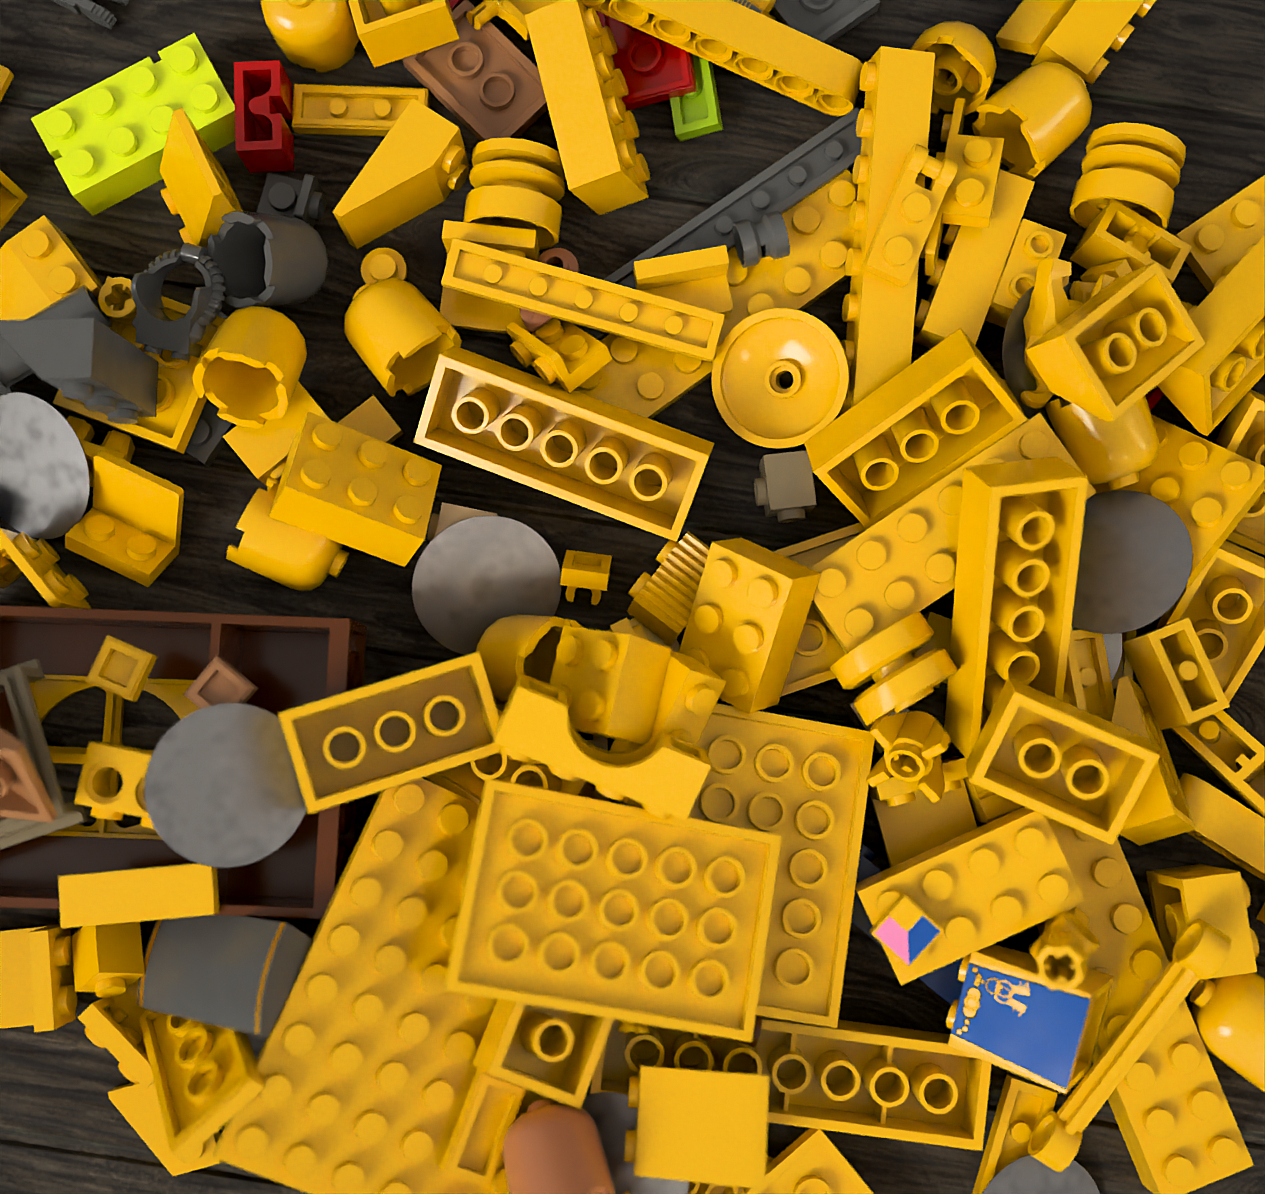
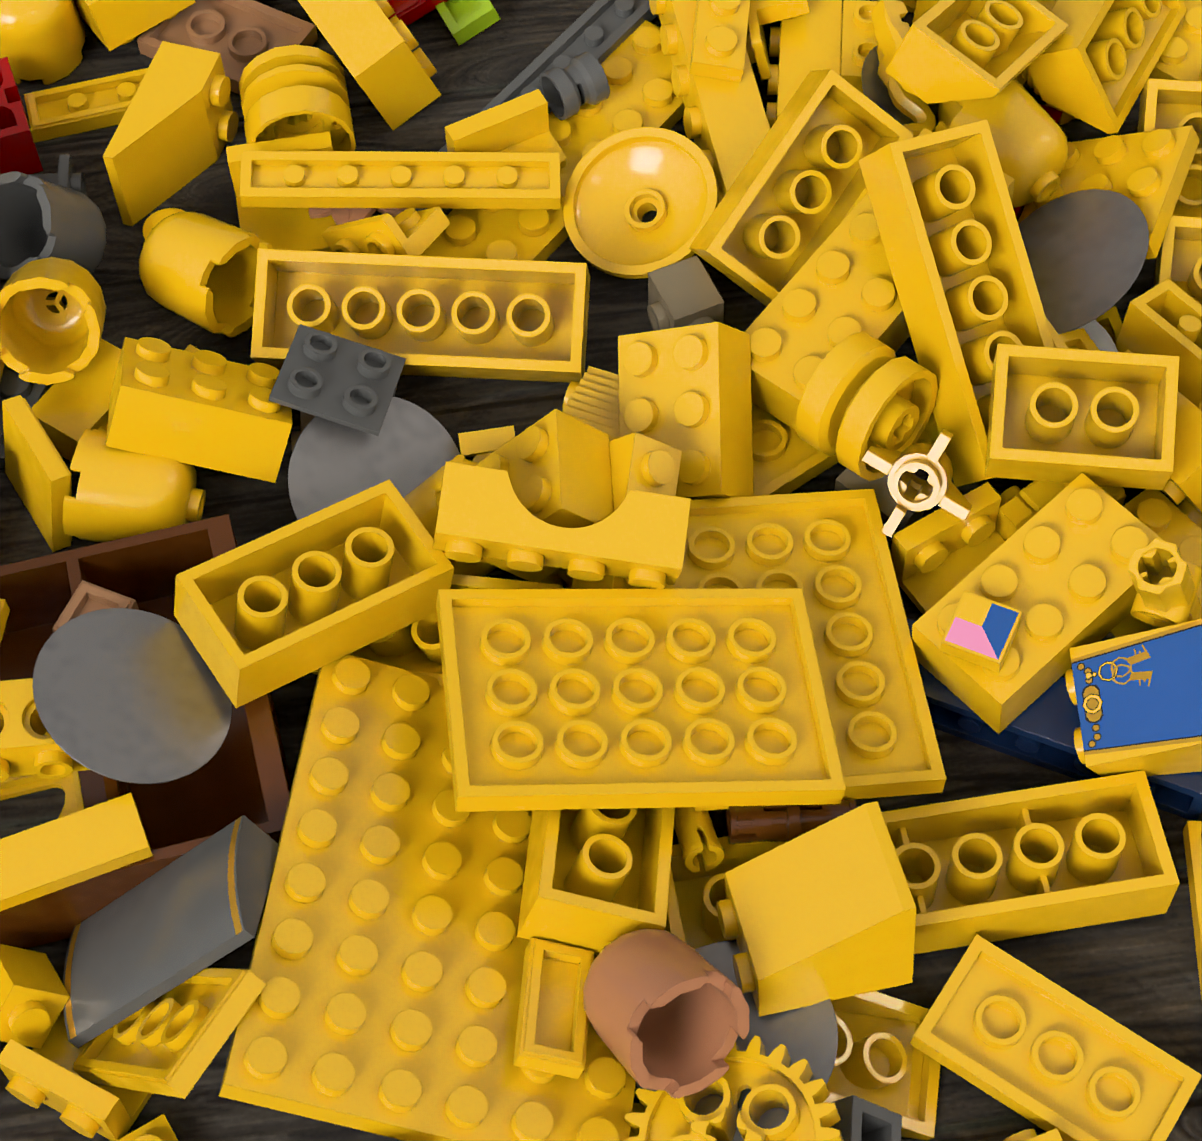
camera: 10 degrees left, 25 degrees down
(217, 495) = (36, 470): none -> yellow tile
(474, 501) = (338, 380): none -> dark grey hinge

